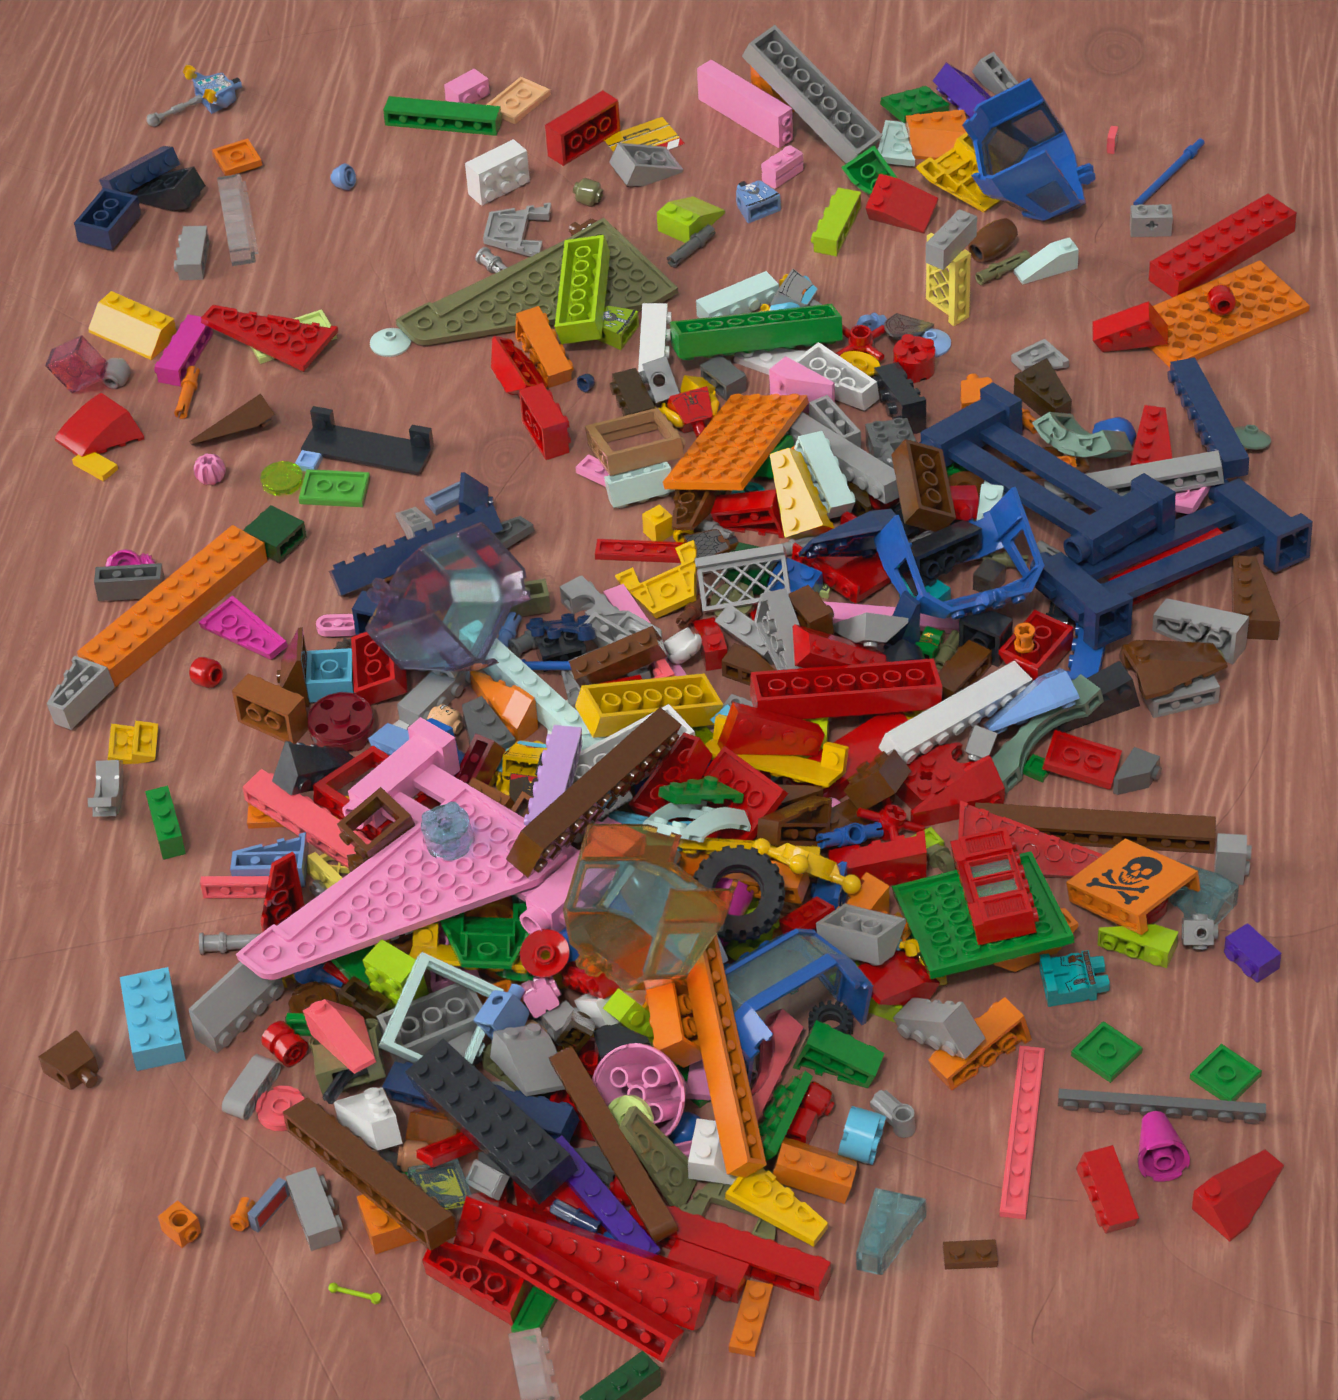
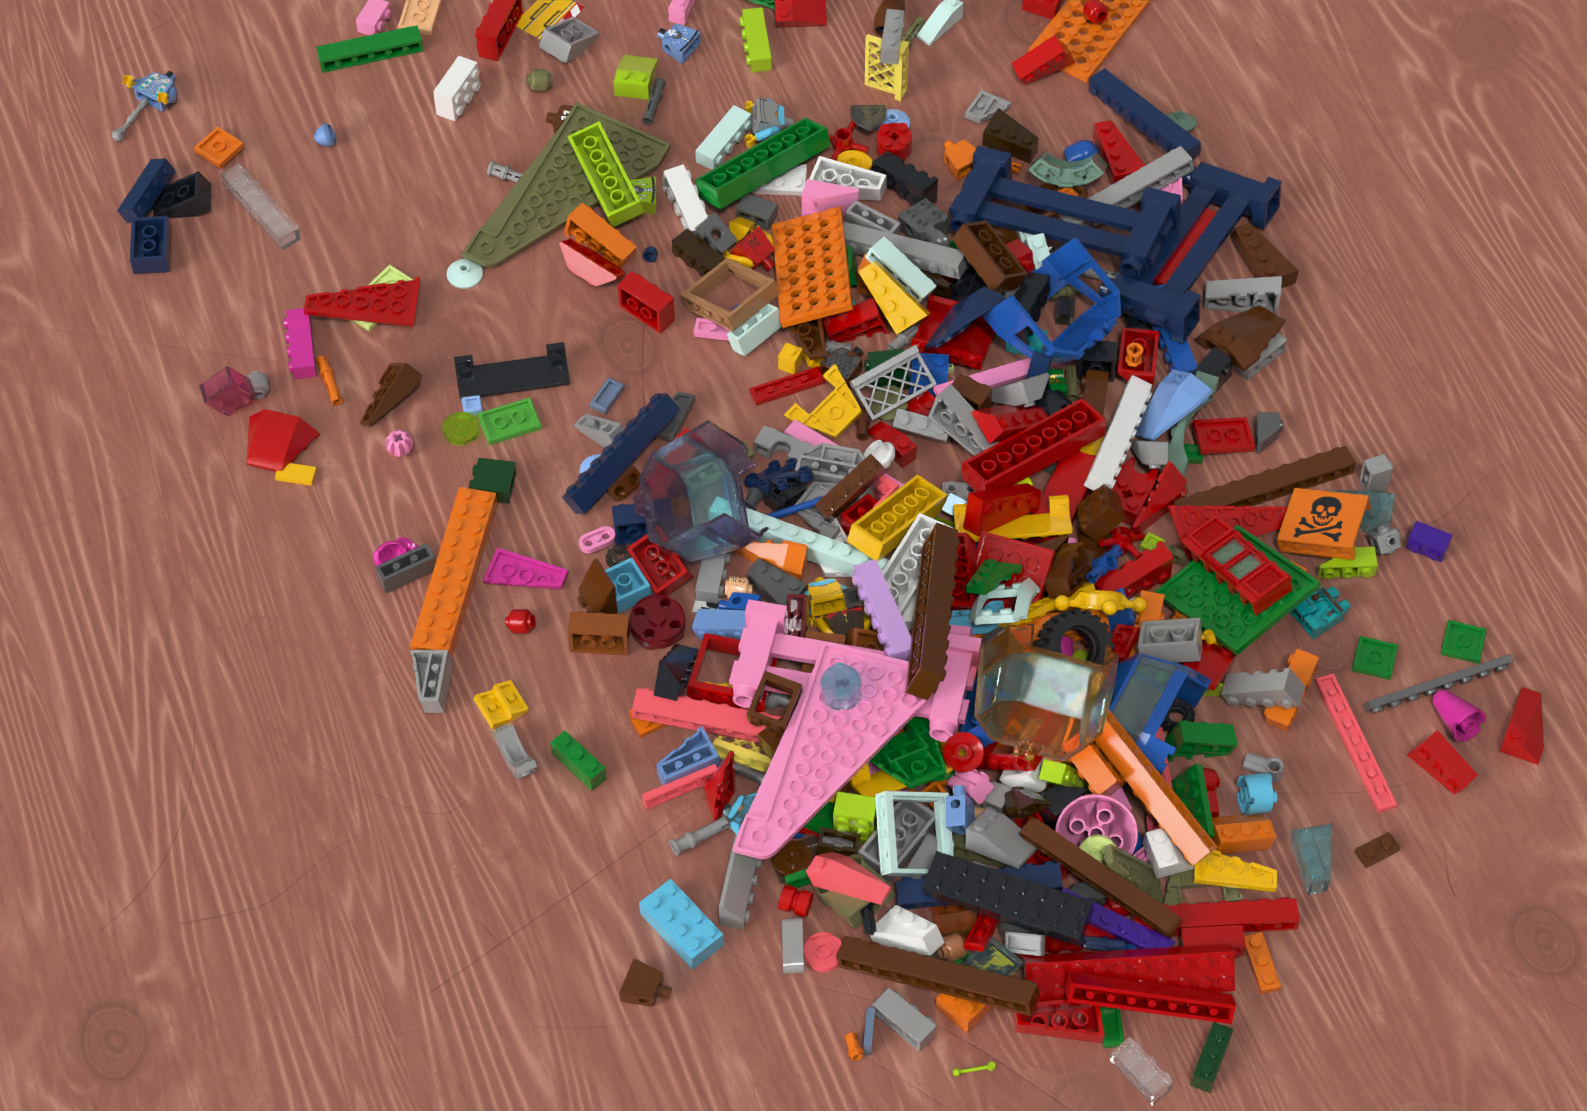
camera: 30 degrees left, 10 degrees up
(132, 325) = (241, 336): yellow slope -> none
(172, 1221) = (811, 1067): orange brick -> none
(192, 253) = (244, 250): light grey brick -> none
(472, 494) = (634, 392): dark blue slope -> none
(508, 227) = (495, 138): light grey wing -> none
(741, 661) = (938, 454): reddish brown slope -> none
(872, 321) = (840, 120): medium blue piece -> none

